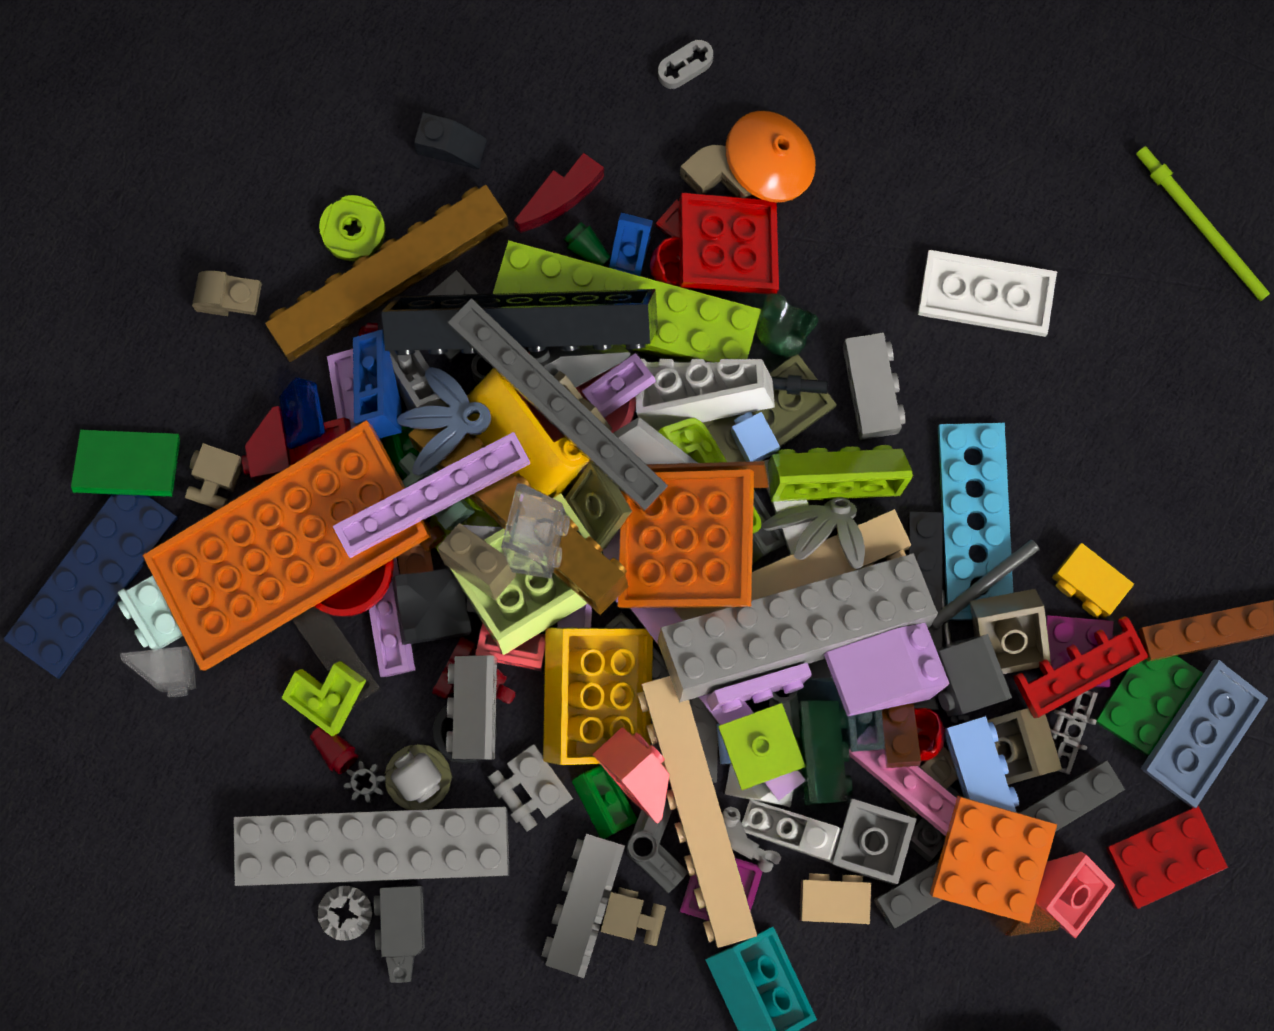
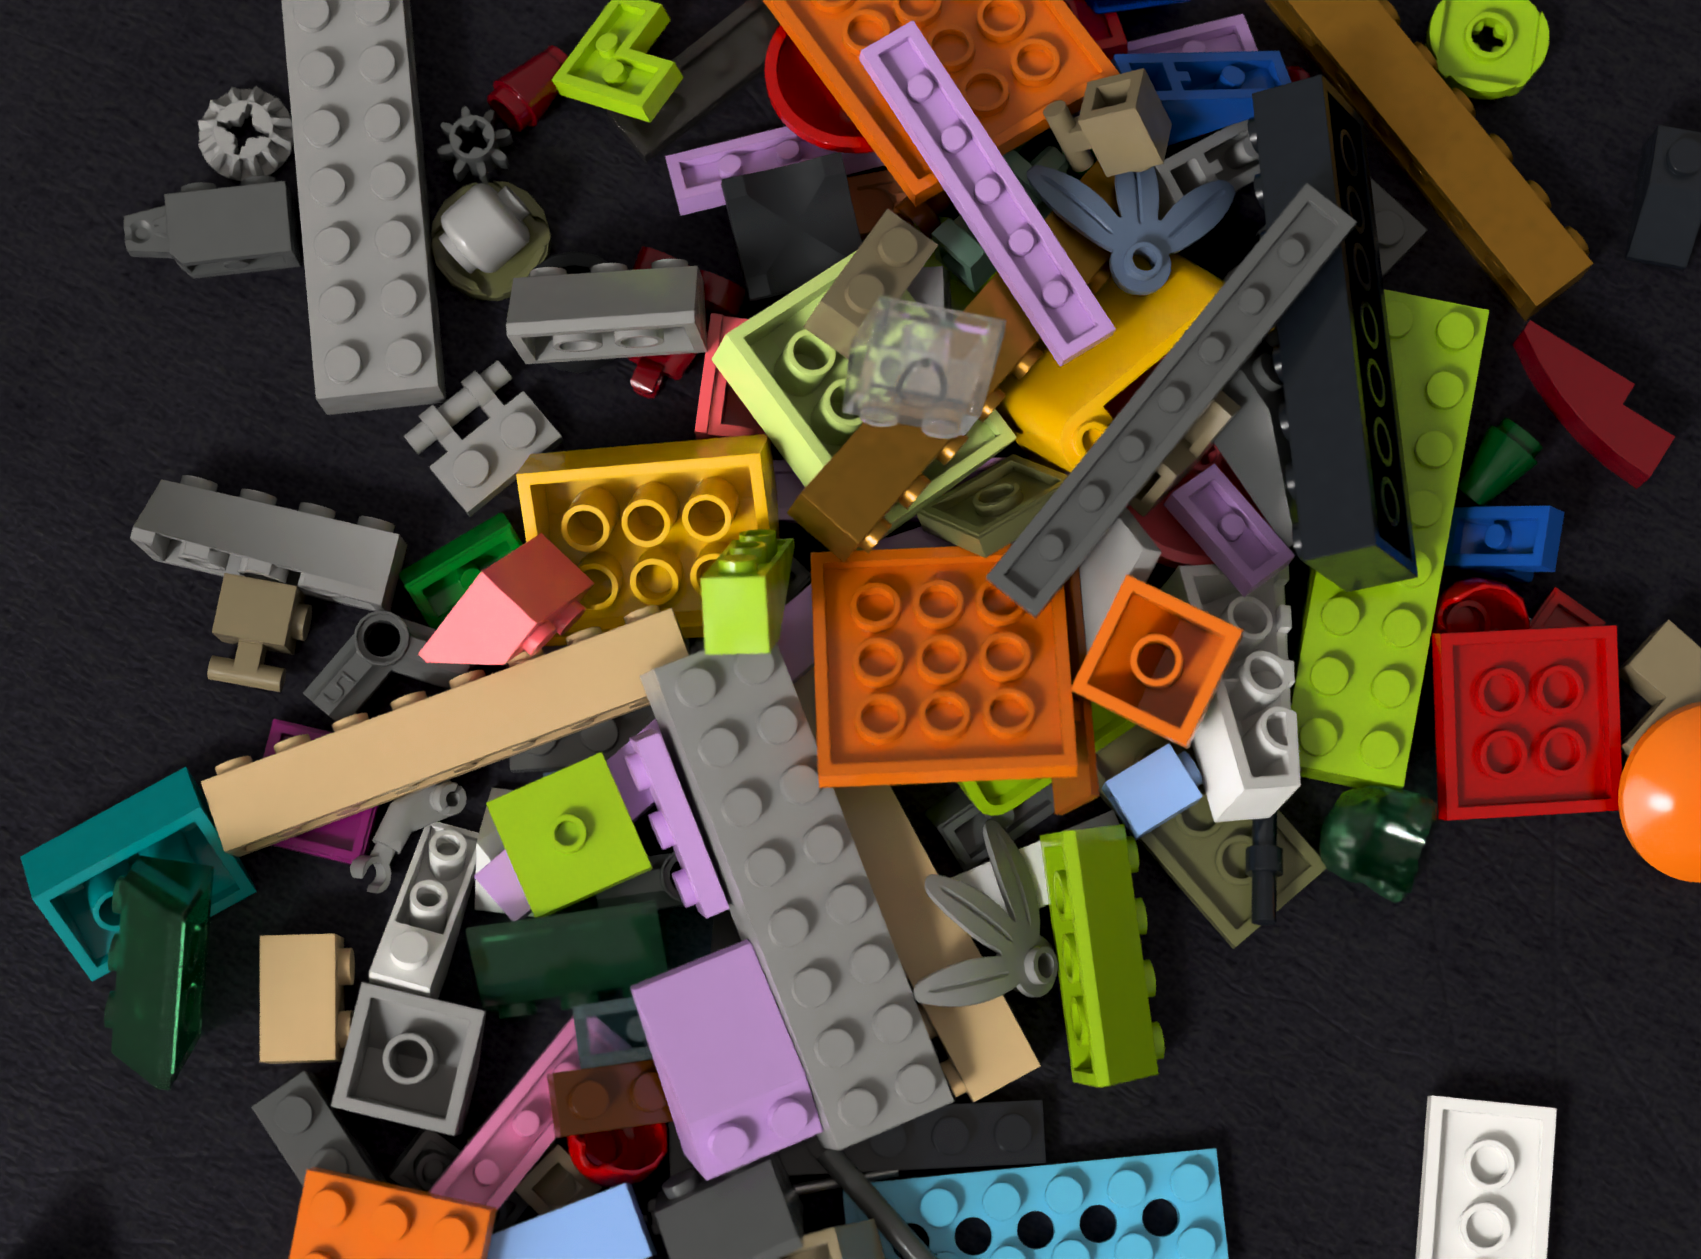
camera: 90 degrees right, 0 degrees up
(396, 421) = (1118, 121): none -> dark tan brick
(643, 637) = (747, 594): none -> lime slope
(696, 424) = (1157, 661): none -> orange slope
(816, 976) = (159, 965): none -> clear green slope
(873, 386) = (1279, 1016): light grey brick -> none

